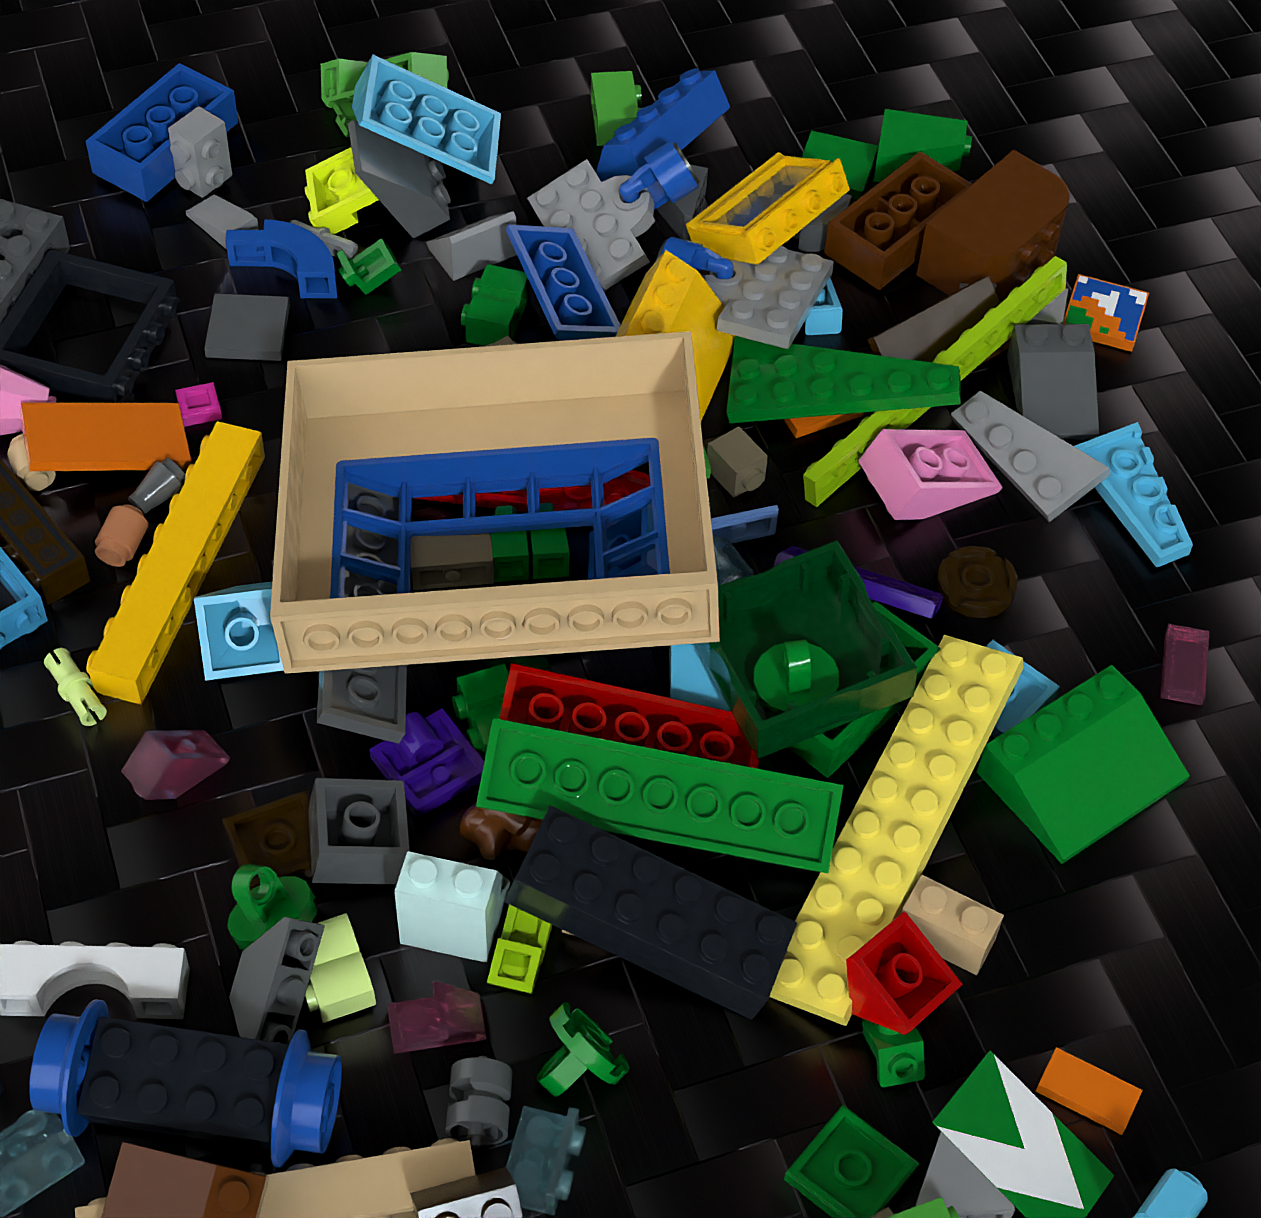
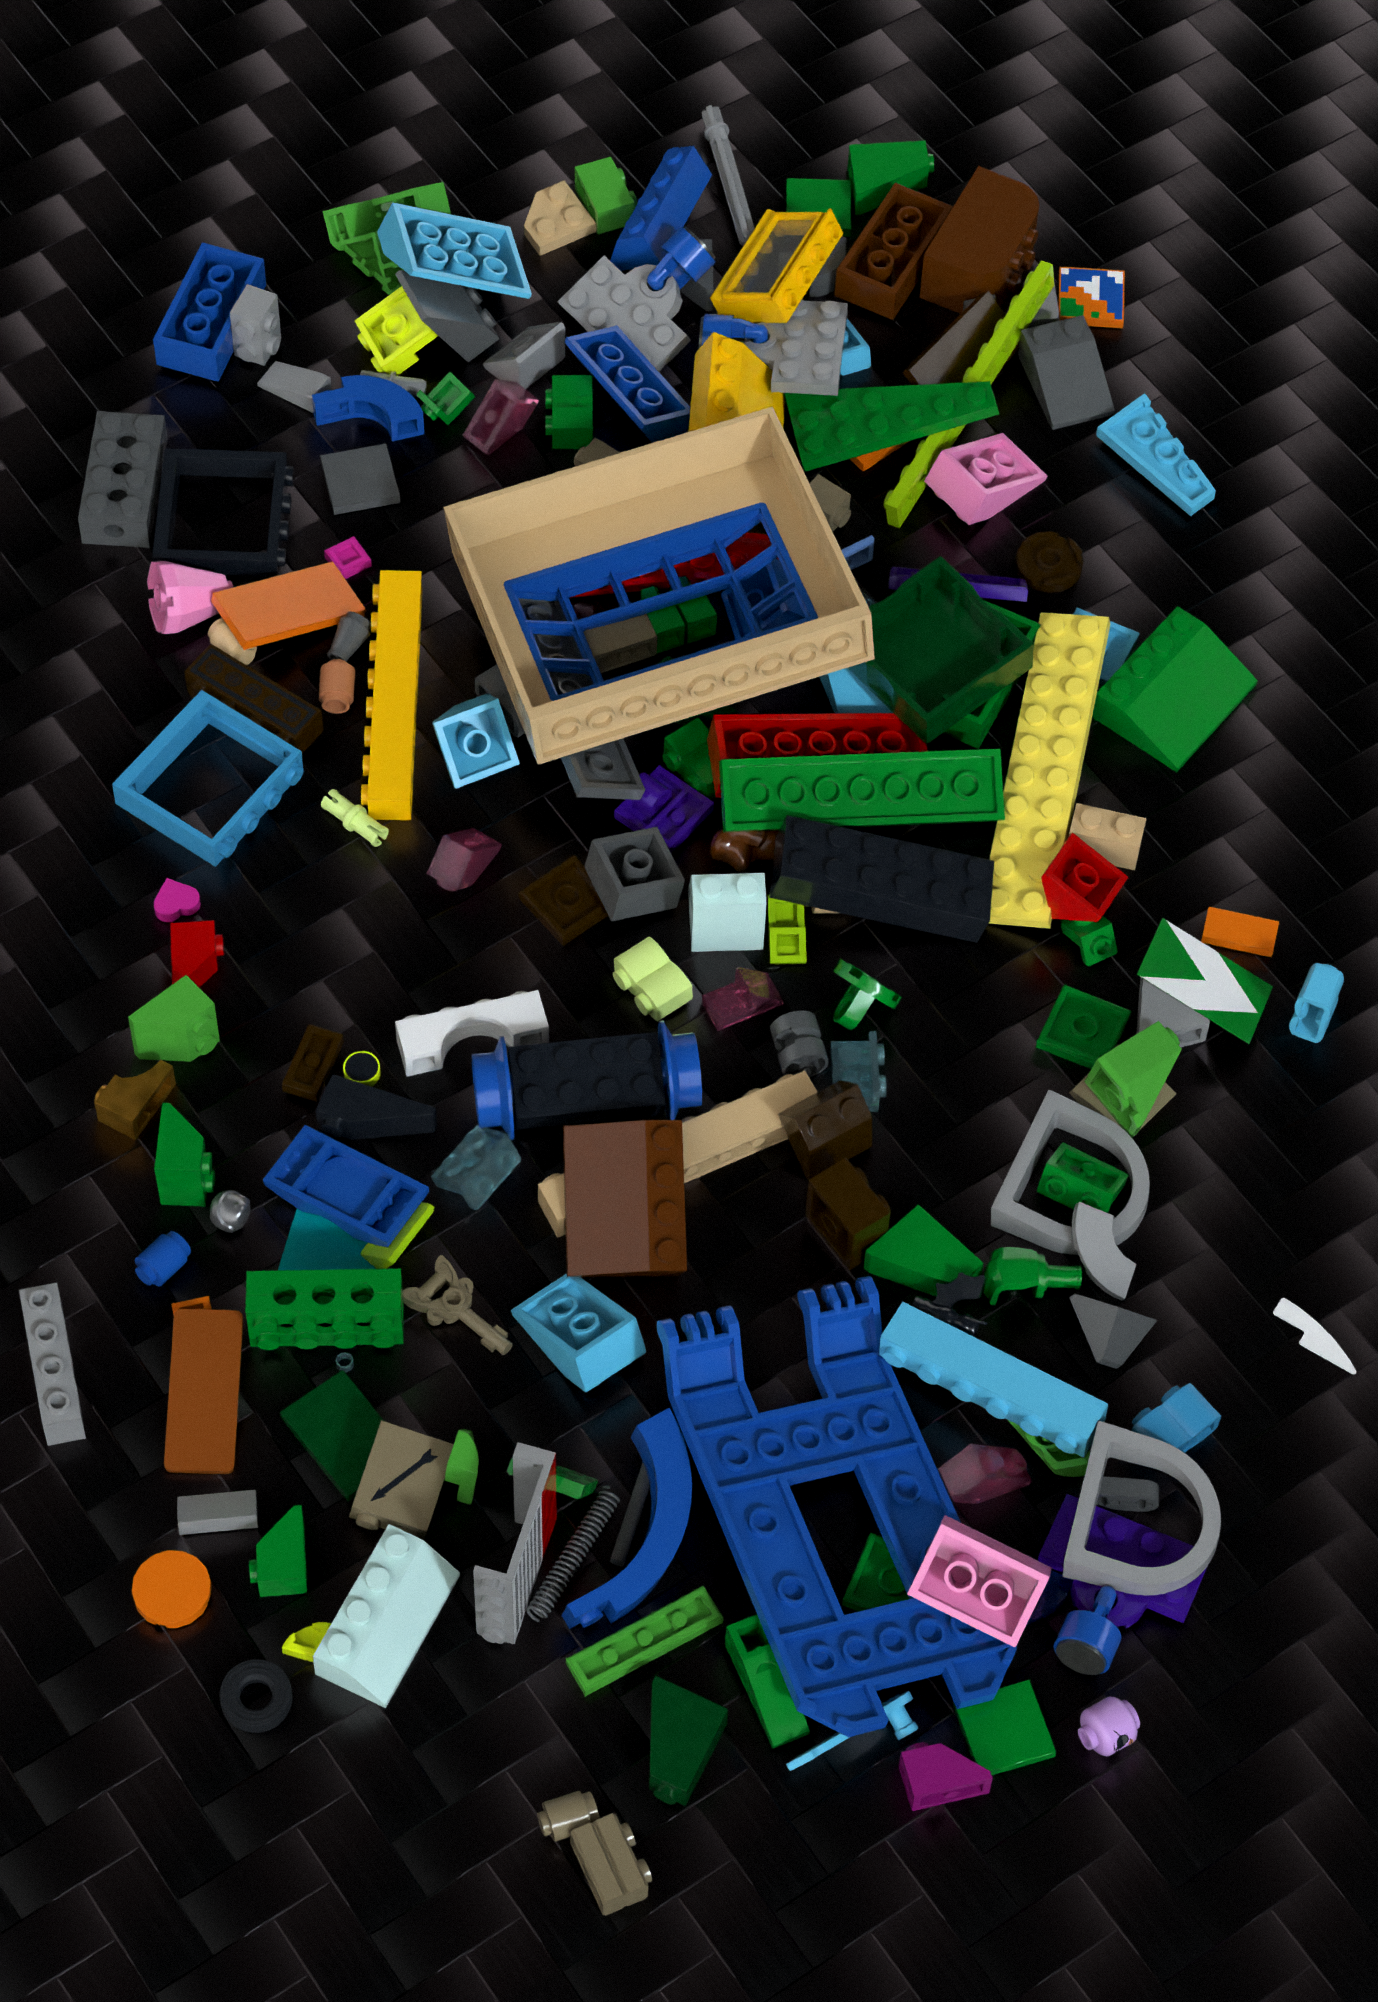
camera: 15 degrees left, 5 degrees up
(266, 904) = (589, 948): green tile -> none
(274, 980) = (615, 993): dark grey slope -> none
(420, 293) = (500, 415): none -> clear pink slope
(559, 122) = (556, 219): none -> tan plate
(753, 76) = (717, 134): none -> light grey axle
(794, 674) = (937, 671): green tile -> none
(1032, 459) = (1064, 444): light grey wing -> none
(1185, 664) = (1232, 591): clear pink tile -> none

